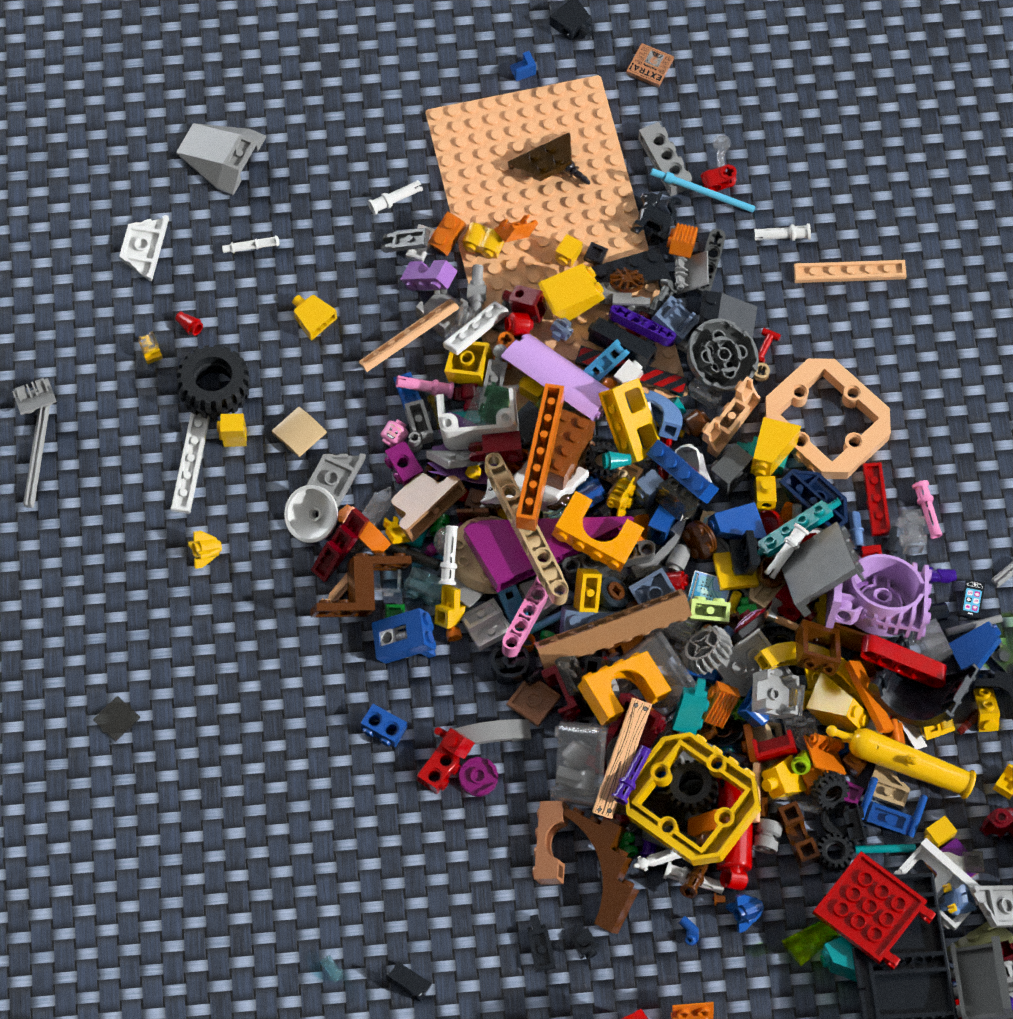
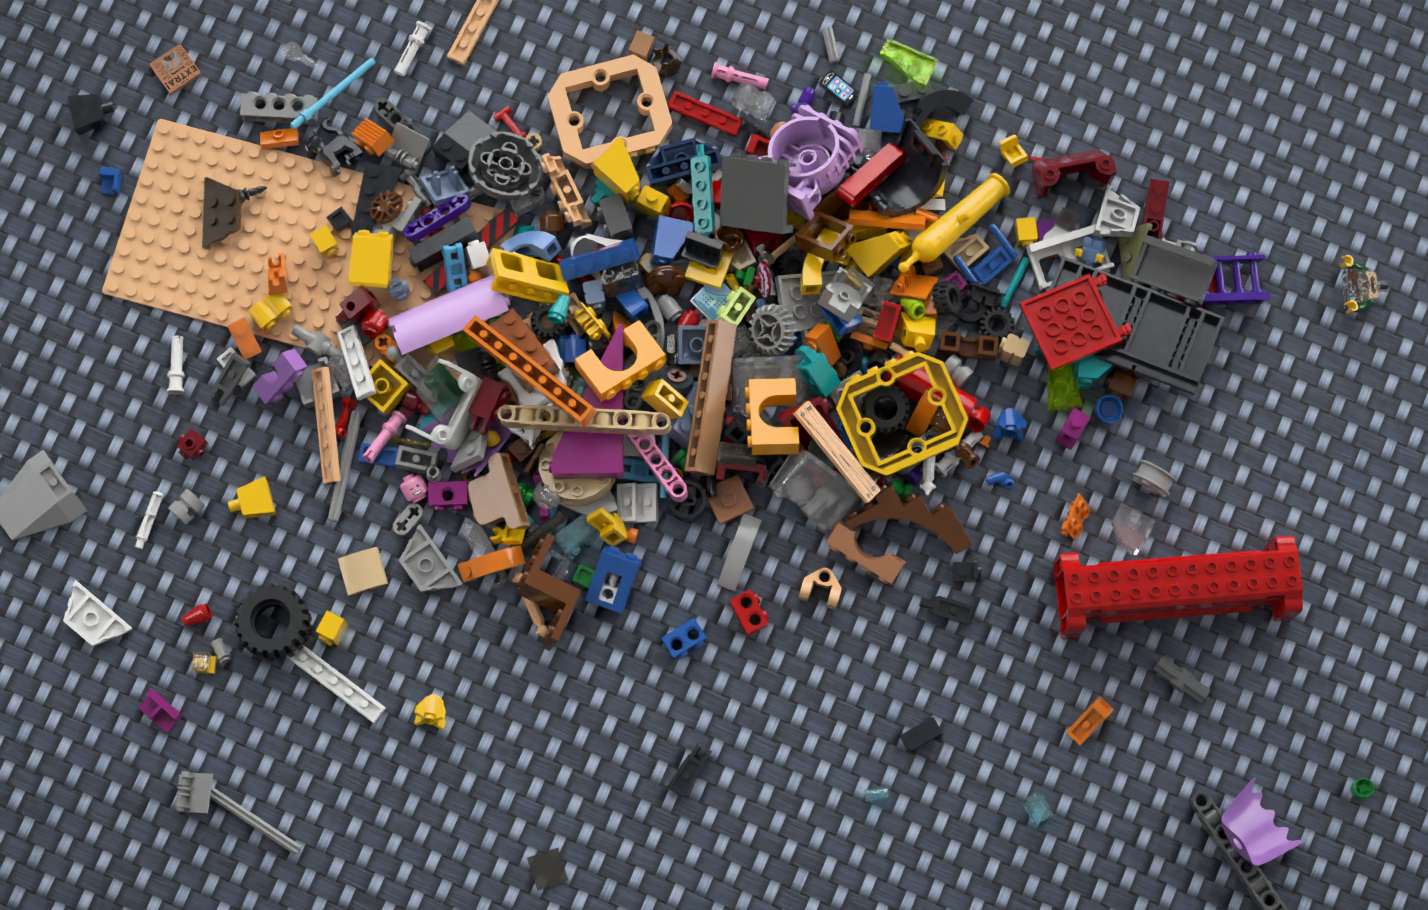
camera: 65 degrees left, 10 degrees up
(92, 337) = (160, 711): none -> magenta panel
(165, 360) = (221, 651): none -> light grey pin
(266, 792) = (688, 772): none -> black hinge
(277, 265) = (186, 506): none -> light grey wheel
(301, 512) = (452, 611): white dish -> none
(332, 242) = (196, 442): none -> dark red brick
(340, 545) = (498, 590): dark red slope -> none
(364, 445) = (411, 522): none -> light grey beam
(383, 370) = (345, 465): none -> light grey axle
(414, 348) = (344, 417): none -> red arm
(448, 565) = (573, 505): white pin -> none
(455, 741) = (734, 585): red brick -> none
(478, 776) = (771, 583): magenta tile -> none
(492, 833) = (814, 578): none -> light nougat piece
(626, 783) = (862, 460): dark purple pin -> none
(639, 172) = (279, 138): none -> orange plate
(718, 178) = (326, 75): red piece -> none
(776, 970) = (1072, 428): none -> magenta torso
(791, 543) = (718, 205): white pin -> none
(814, 995) = (1108, 409): none -> blue hair
(818, 876) = (1013, 349): none -> tan brick
(845, 994) = (1121, 383): none -> reddish brown brick
(856, 530) = (724, 146): medium blue axle -> none
(900, 447) = (670, 68): none -> dark brown piece
(903, 413) = (642, 45): none -> medium nougat brick

